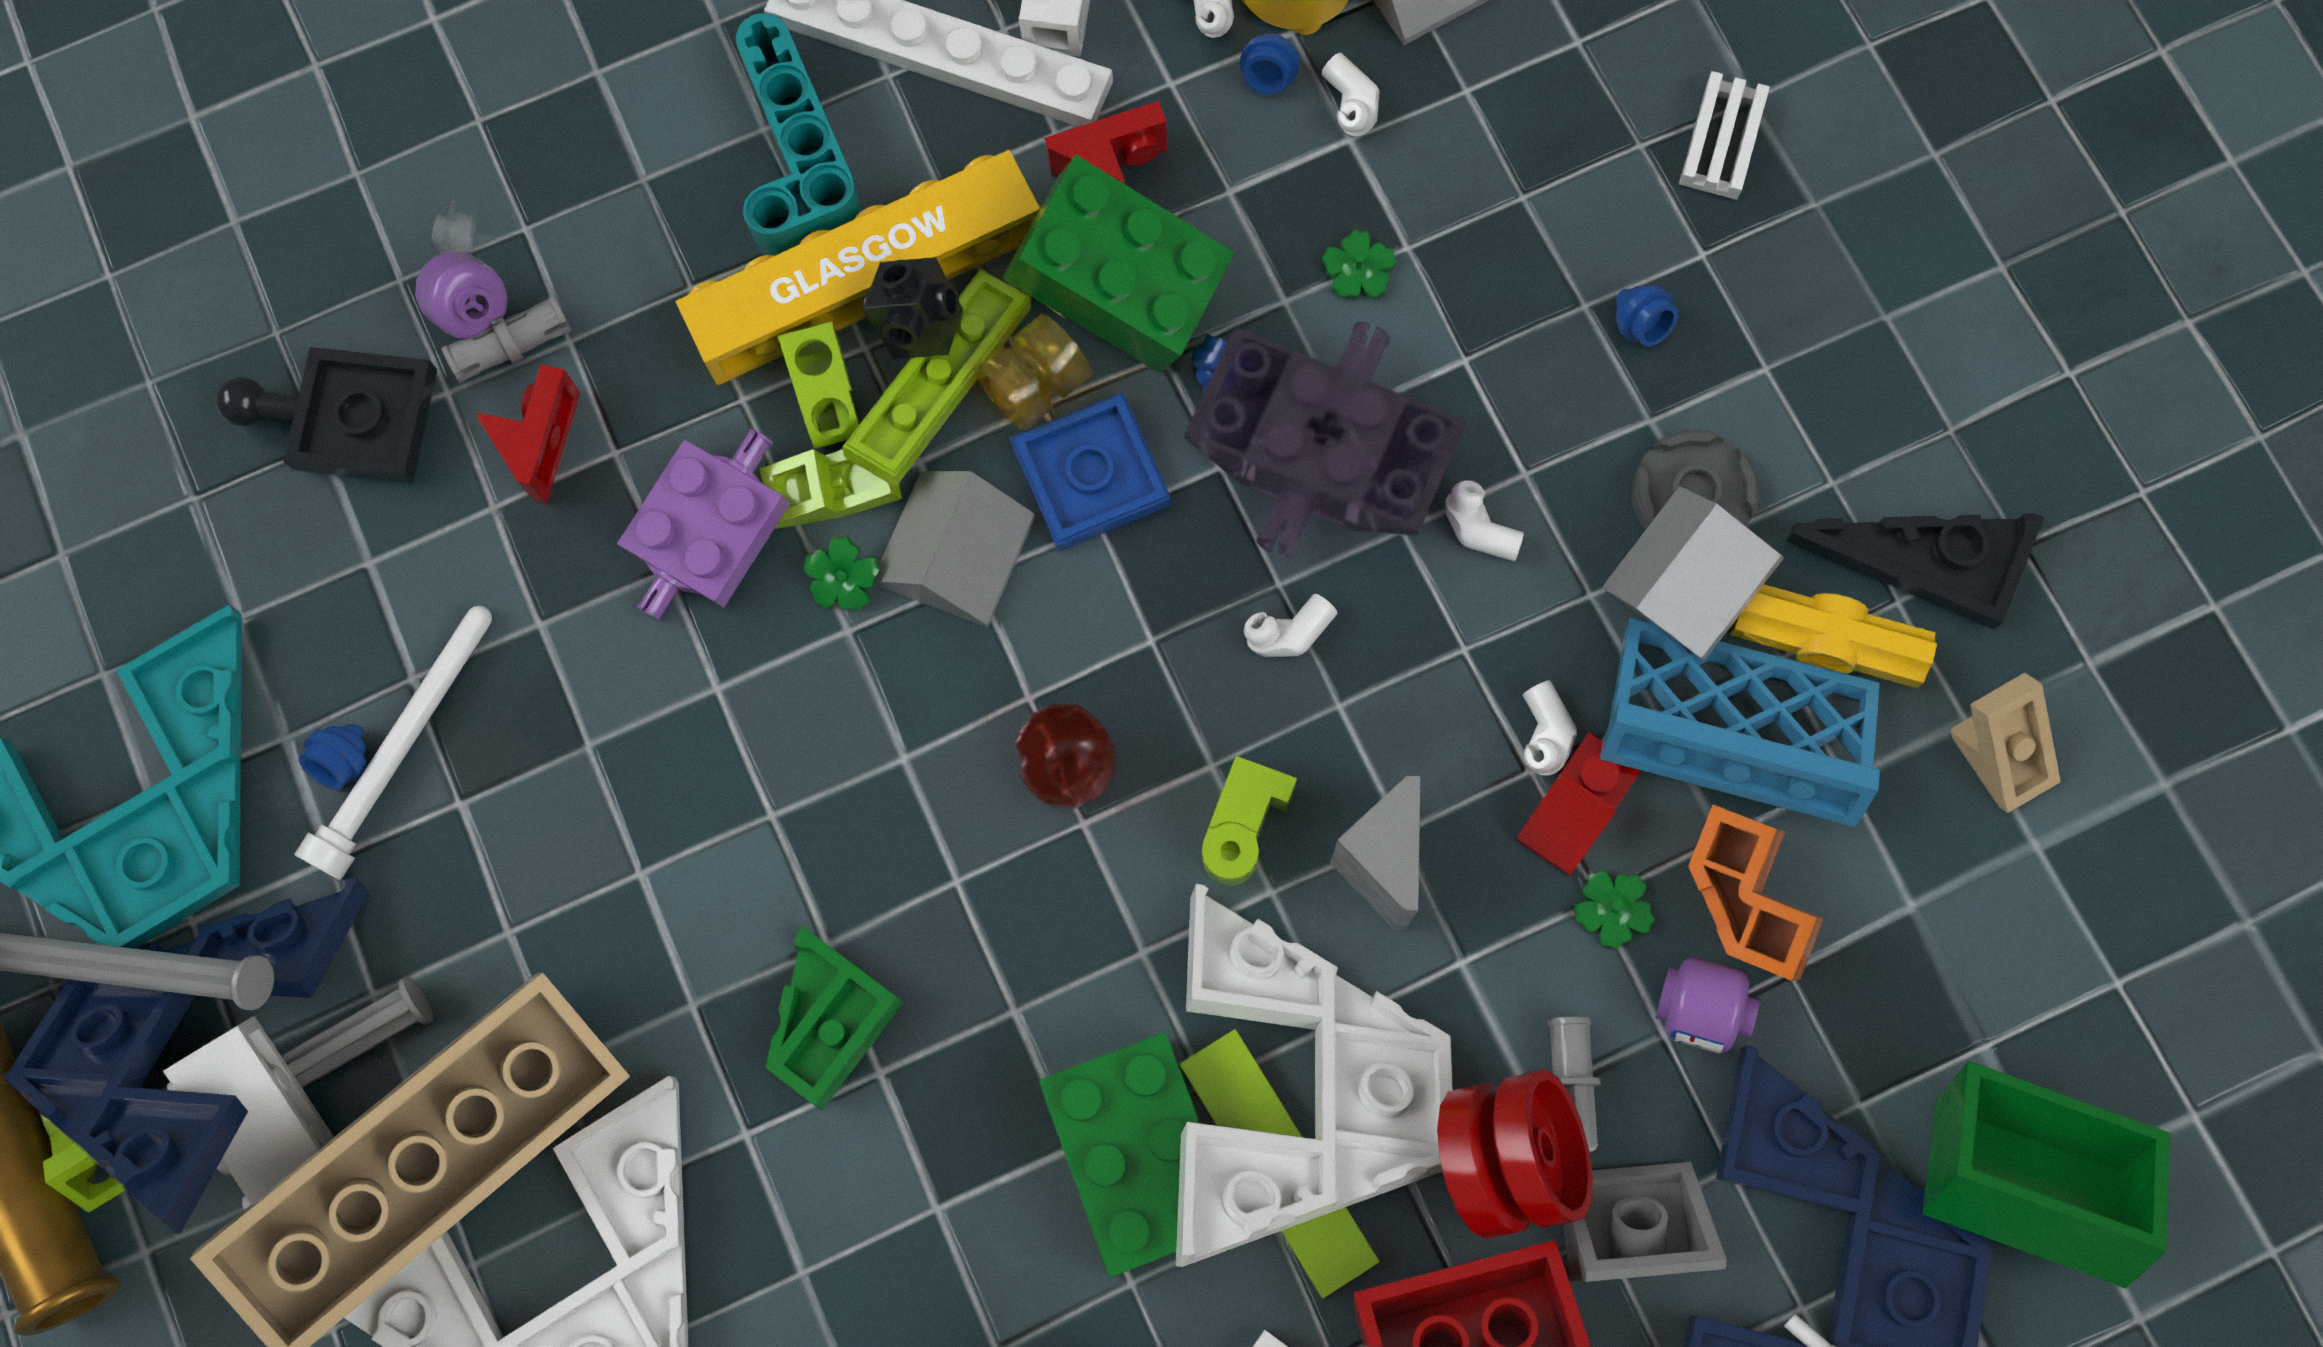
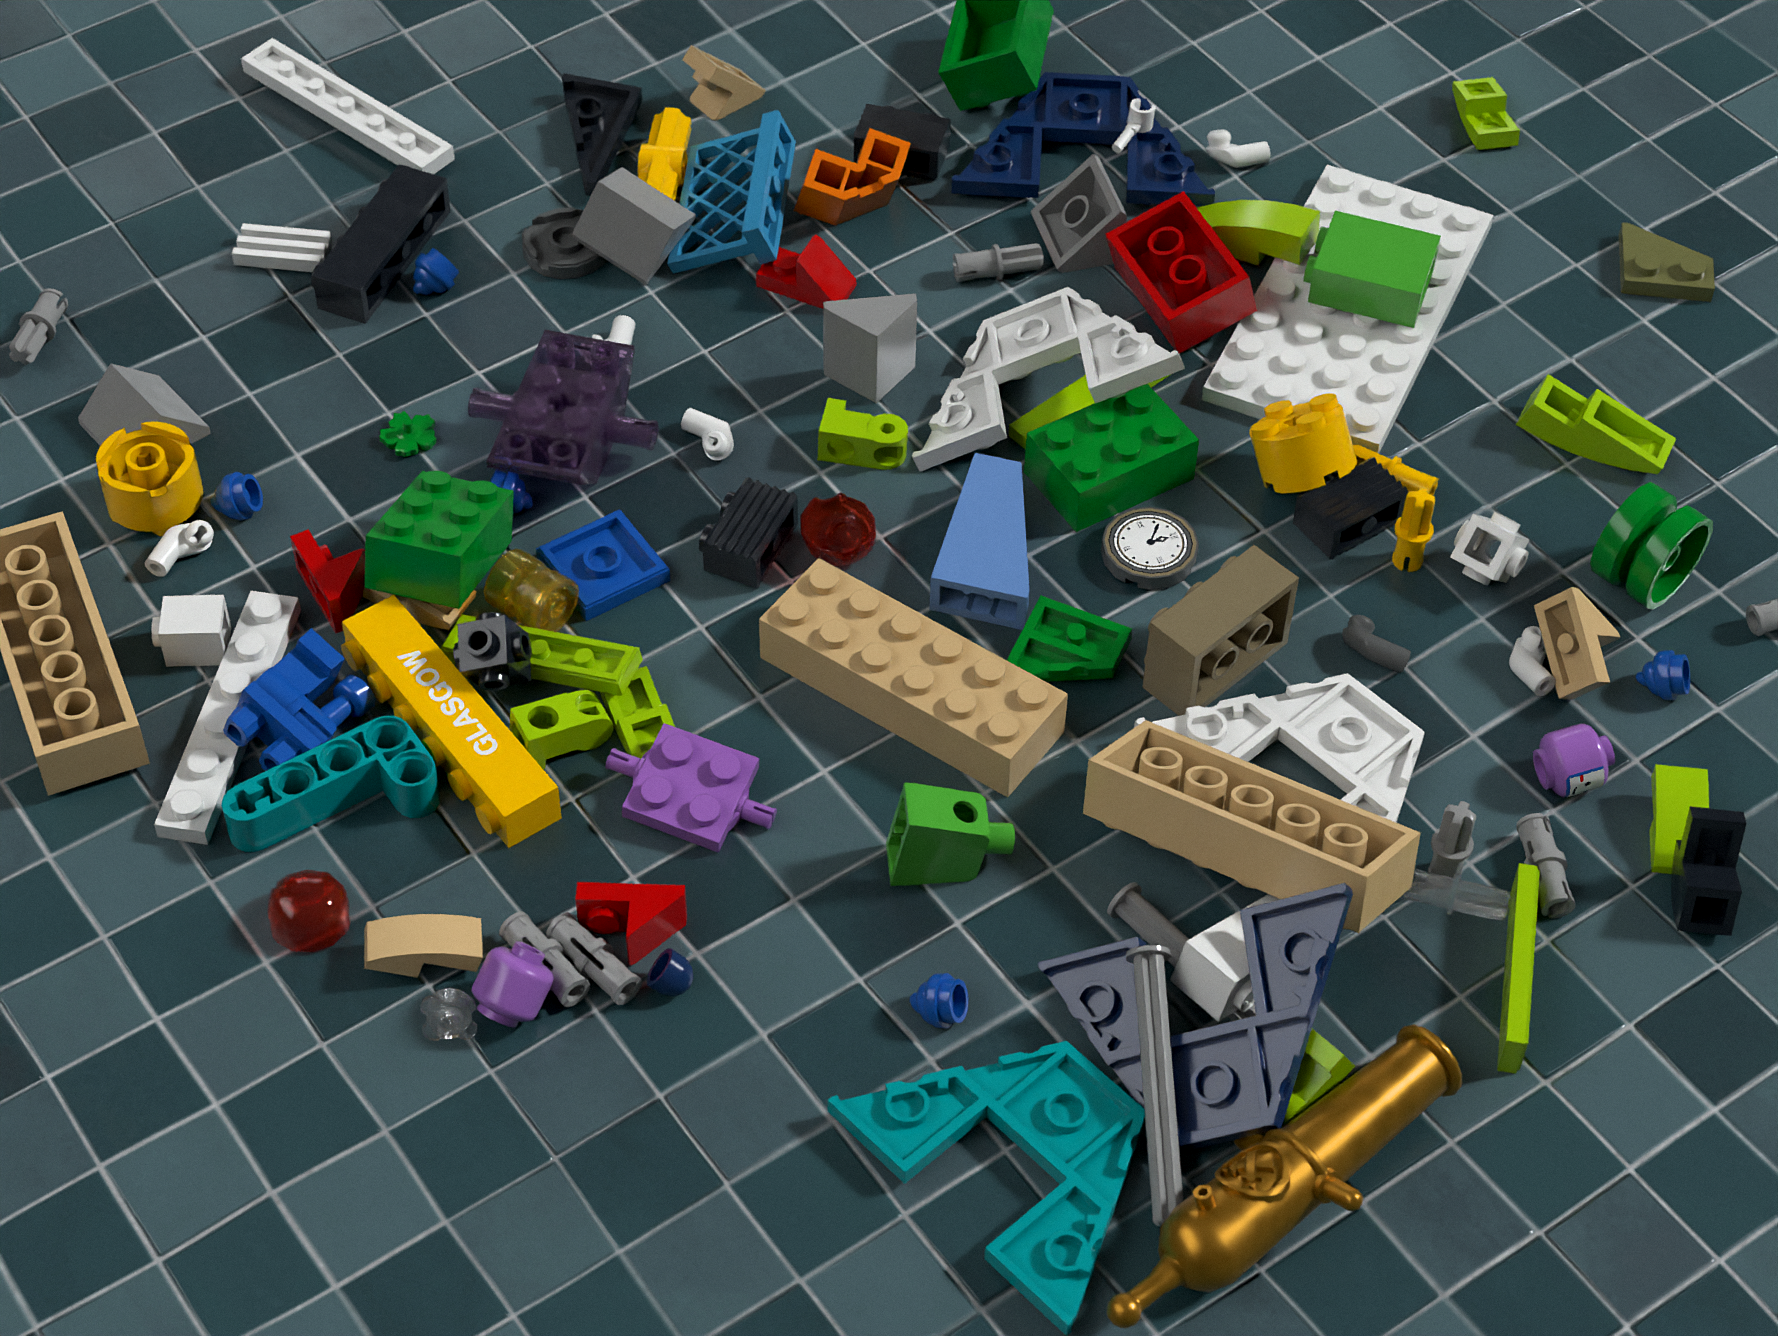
camera: 105 degrees left, 25 degrees down
(332, 845) = (1017, 986): white piece -> none
(351, 414) = (632, 1057): black plate -> none
(449, 465) = (670, 974): none -> dark blue hinge
(489, 391) = (614, 978): none -> light grey pin
(537, 775) = (942, 836): none -> bright green torso
(553, 216) = (409, 941): none -> tan slope
(638, 109) = (308, 911): none -> clear red hair
(764, 1216) = (1219, 631): none -> dark tan brick
(802, 808) = (913, 676): none -> tan brick
(840, 575) = (718, 693): green plant -> none
(891, 88) = (281, 703): none -> blue hips
(955, 545) = (680, 636): light grey slope -> none
(982, 1177) = (1149, 547): none -> tile
(1008, 948) = (984, 552): none -> medium blue slope
(1092, 646) = (749, 532): none -> black brick
(1359, 95) = (263, 445): white arm -> none
(1515, 1154) = (1057, 253): red wheel -> none
(1554, 732) = (758, 293): white arm -> none
(1614, 908) = (873, 259): green plant -> none
(1706, 249) = (381, 243): none -> black brick
(1707, 1005) = (930, 200): medium lavender head -> none
(1853, 990) = (925, 132): none -> black brick
(1996, 227) = (347, 108): none -> white plate

